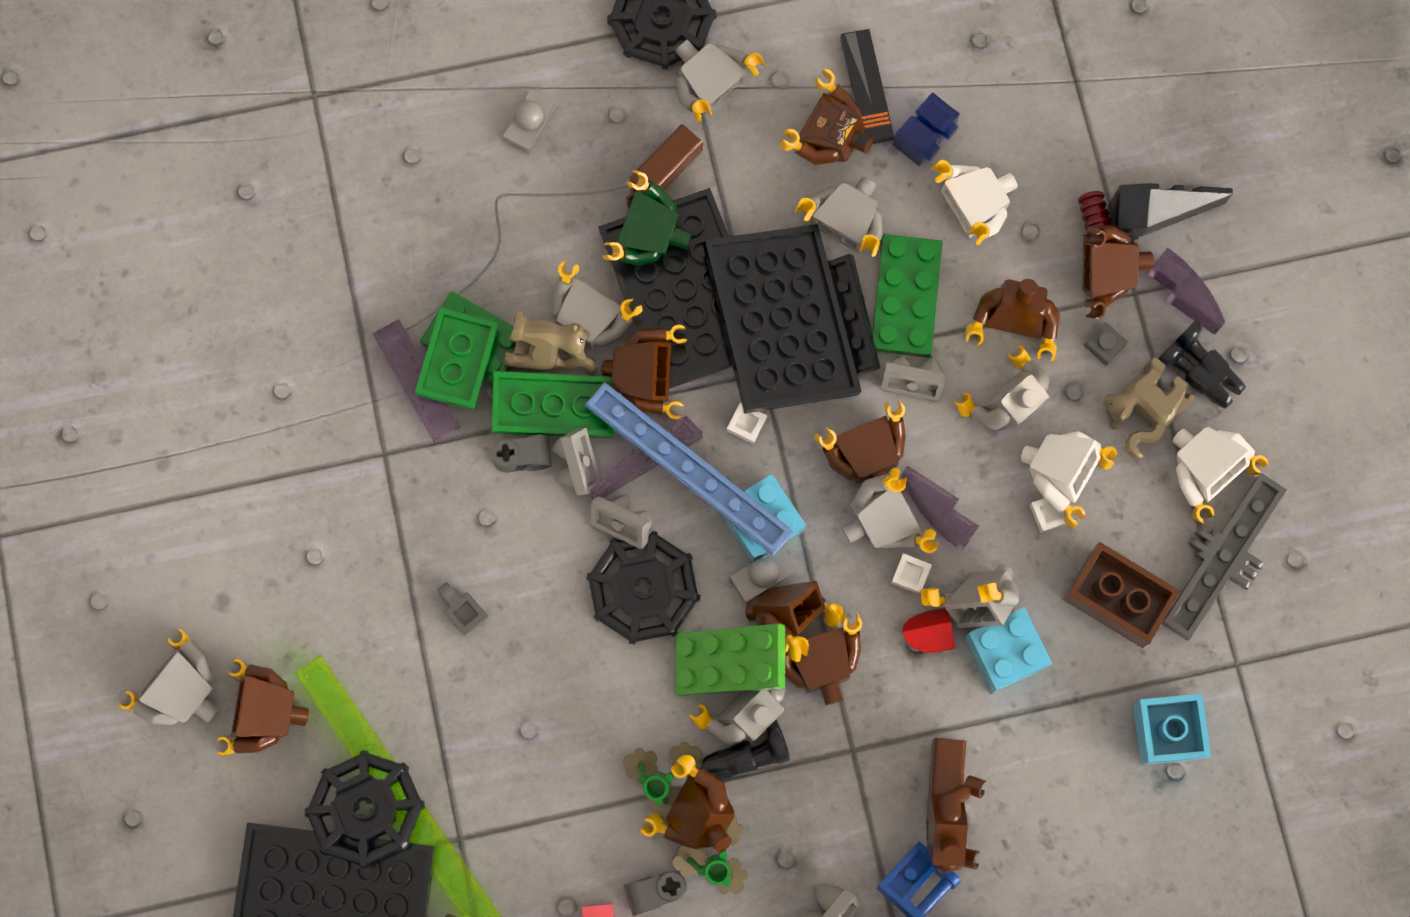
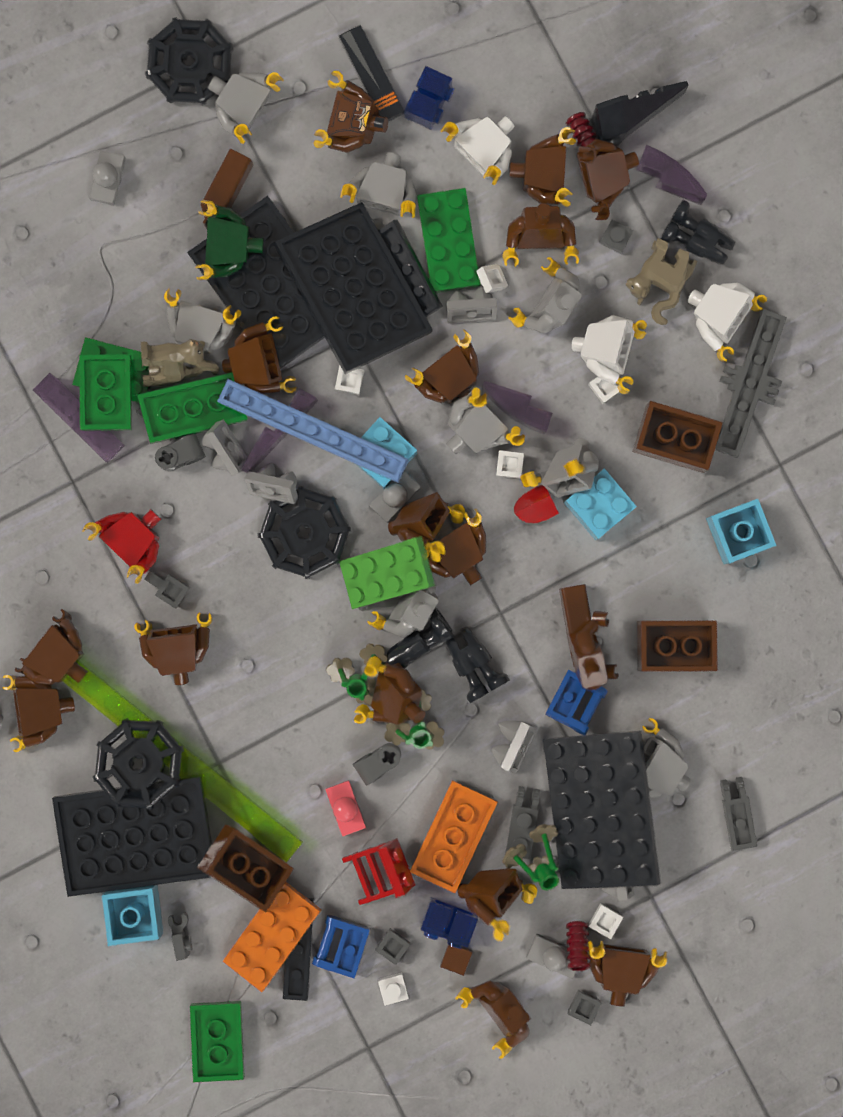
camera: 10 degrees left, 10 degrees up
(304, 650) = (55, 654): none -> reddish brown torso
(434, 537) = (130, 539): none -> red torso
(449, 682) = (175, 648): none -> reddish brown torso
(801, 794) = (473, 657): none -> black piece
(946, 351) = (492, 278): none -> white plate
(1041, 244) = (545, 169): none -> reddish brown torso
(1060, 847) = (676, 646): none -> reddish brown brick

